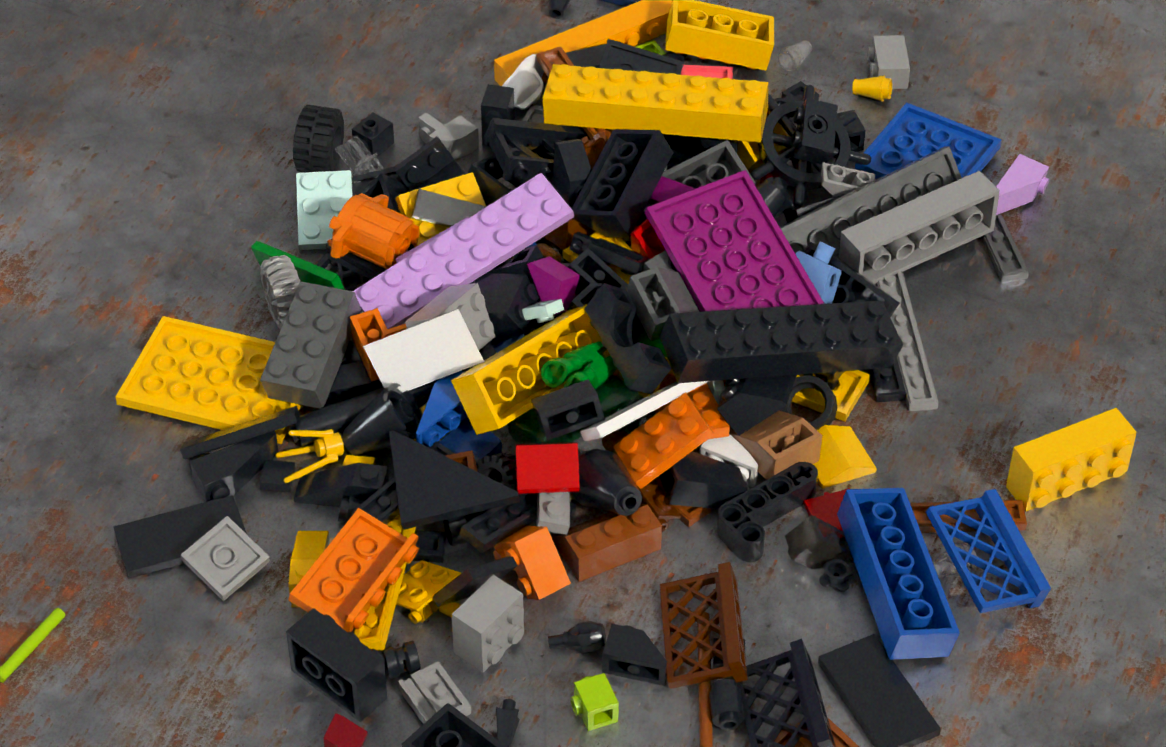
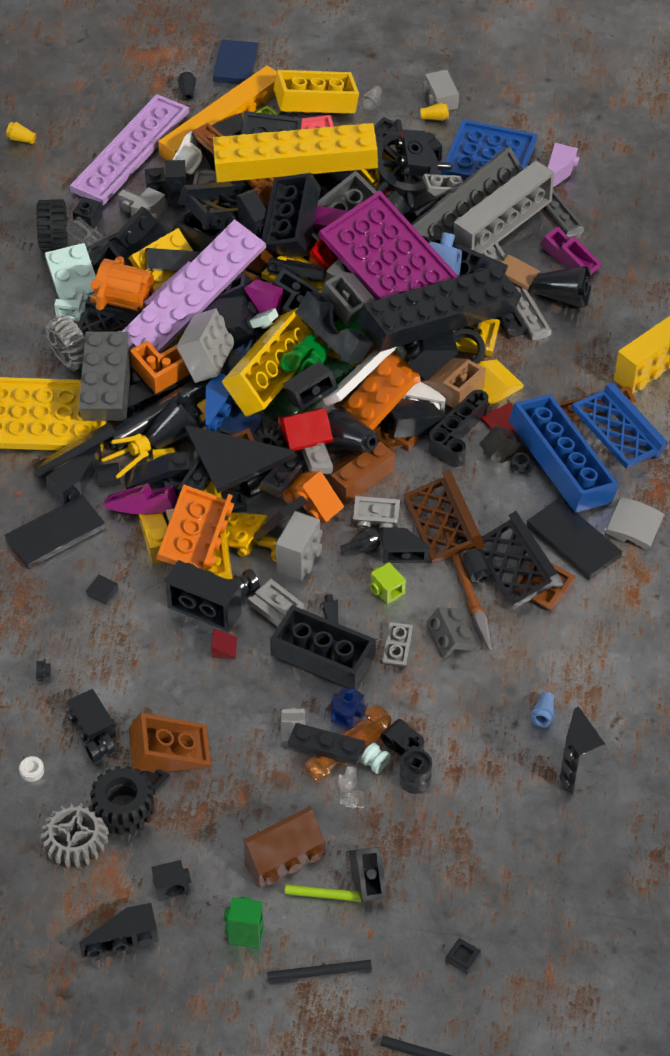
camera: 15 degrees left, 5 degrees up
(93, 718) = (42, 670): none -> black plate
(212, 626) = (102, 589): none -> black tile
(225, 558) = (95, 539): light grey plate -> none
(304, 518) = (142, 500): none -> magenta slope
(306, 271) = (43, 317): green tile -> none
(307, 249) = (72, 309): none -> light aqua bracket
(324, 19) = (19, 133): none -> yellow cone
(424, 352) = (195, 365): white sticker -> none
(455, 65) = (129, 149): none -> lavender plate
(470, 108) = (156, 179): none -> black brick
(613, 600) = (376, 512): none -> light grey bracket
(918, 316) = (520, 272): none -> medium nougat piece
(971, 691) = (634, 522): none -> light grey slope
(976, 346) = (565, 285): none -> black cone
(997, 303) = (569, 251): none -> magenta slope

